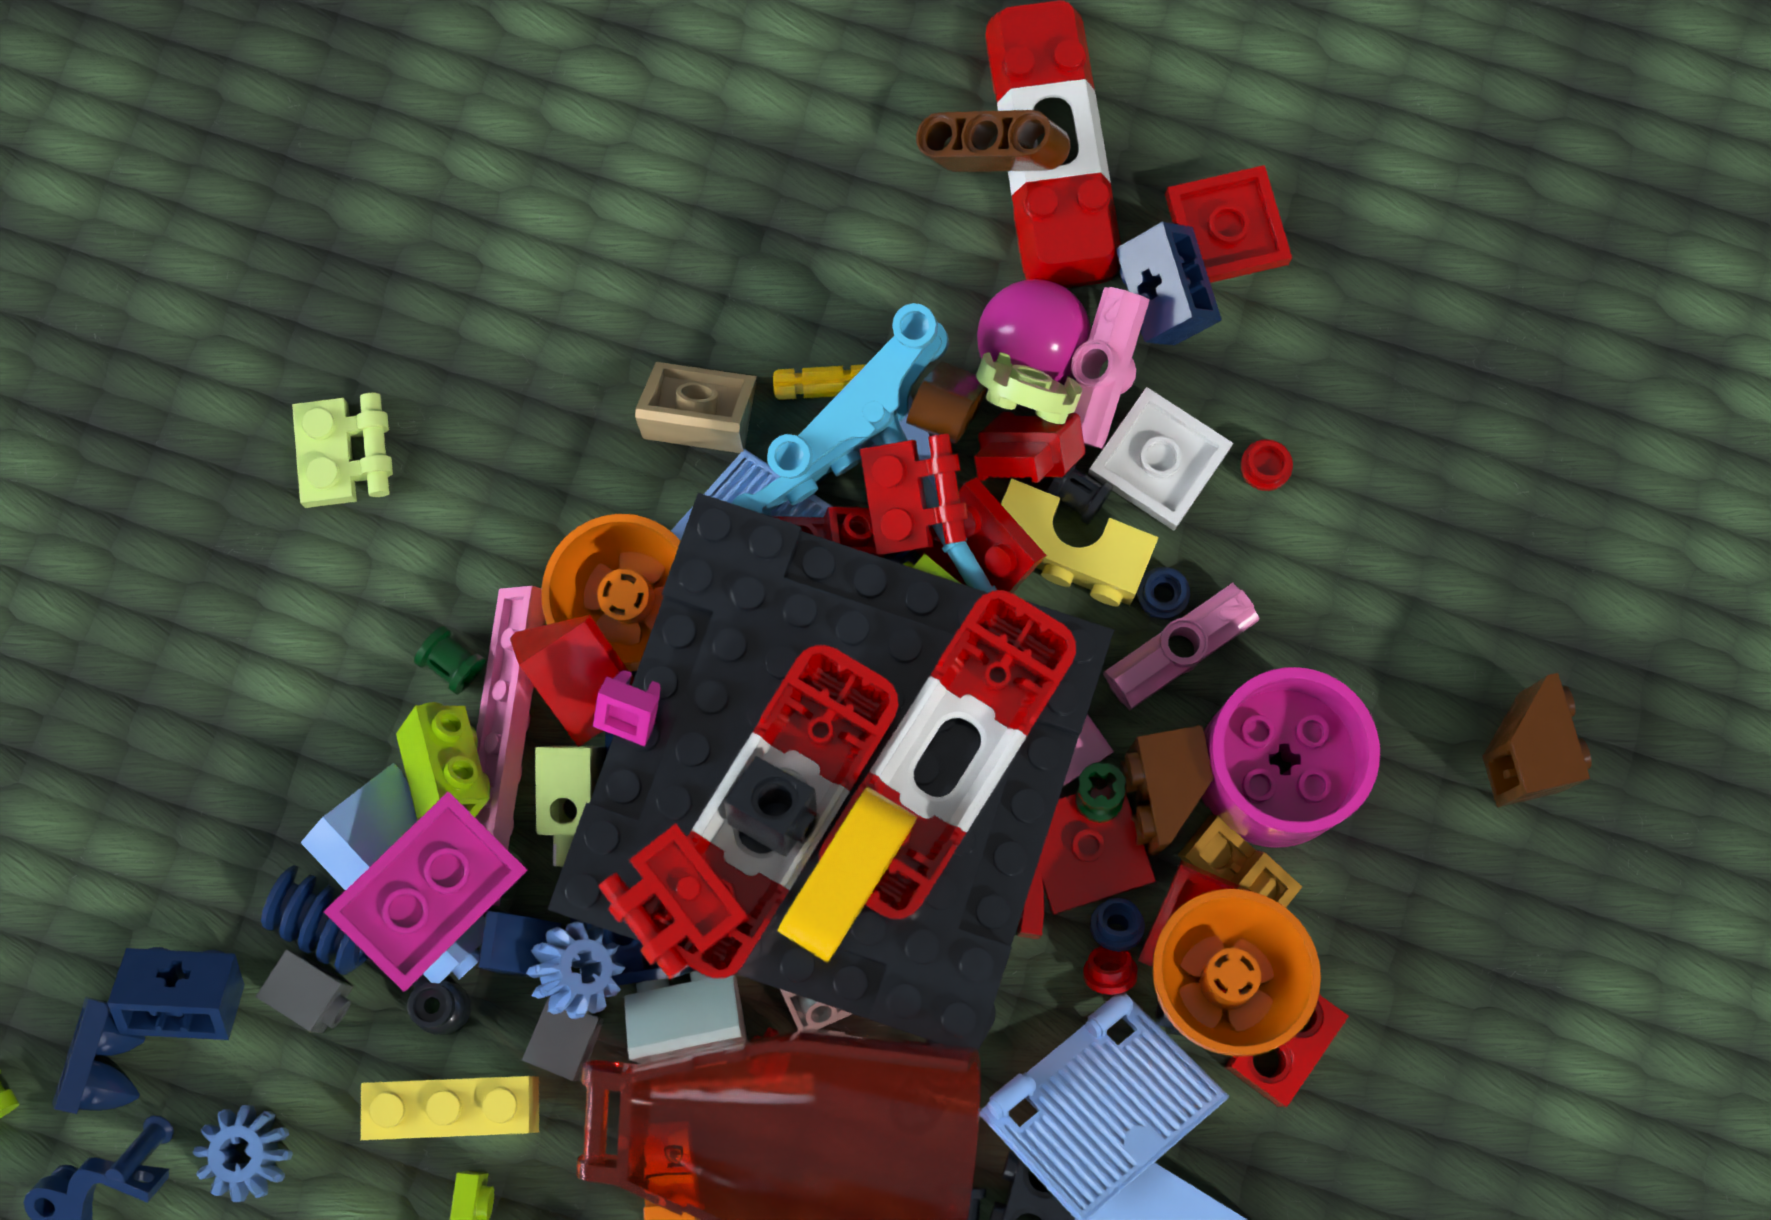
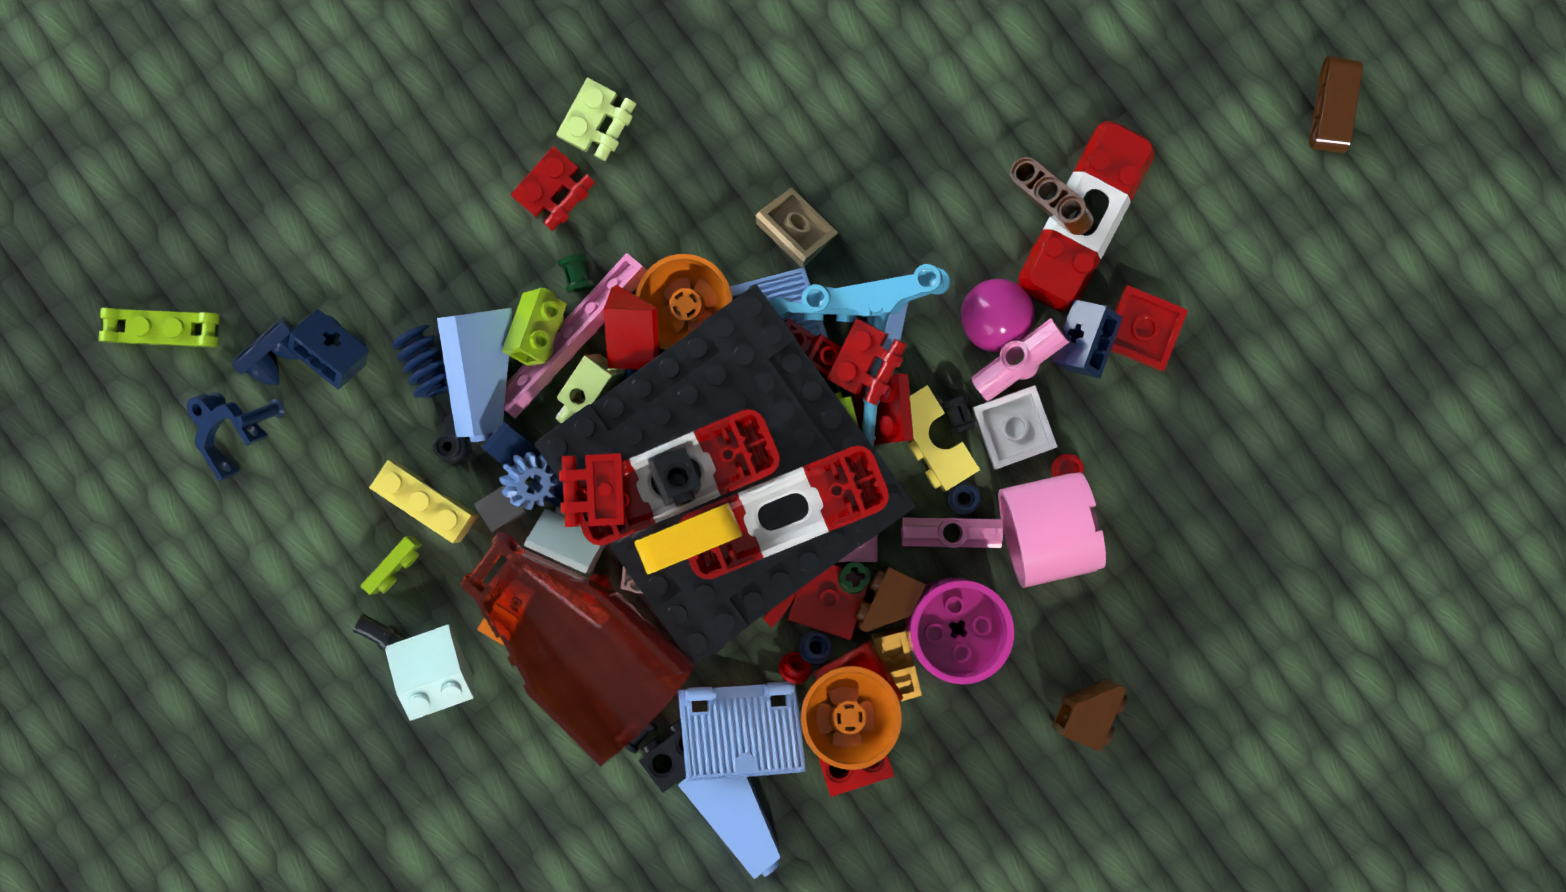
camera: 30 degrees right, 10 degrees up
(224, 1157) = (299, 444): medium blue gear -> none
(306, 992) = (391, 393): dark grey brick -> none
(329, 573) = (545, 183): none -> red plate
(425, 891) = (480, 390): dark pink plate -> none
(626, 709) = (640, 373): dark pink tile -> none
(813, 381) = (869, 259): yellow axle -> none
(946, 401) = (923, 322): reddish brown beam -> none
(1028, 387) = (968, 345): yellowish green plate -> none
(1029, 447) = (948, 375): red piece -> none
(1307, 543) = (1051, 529): none -> bright pink brick

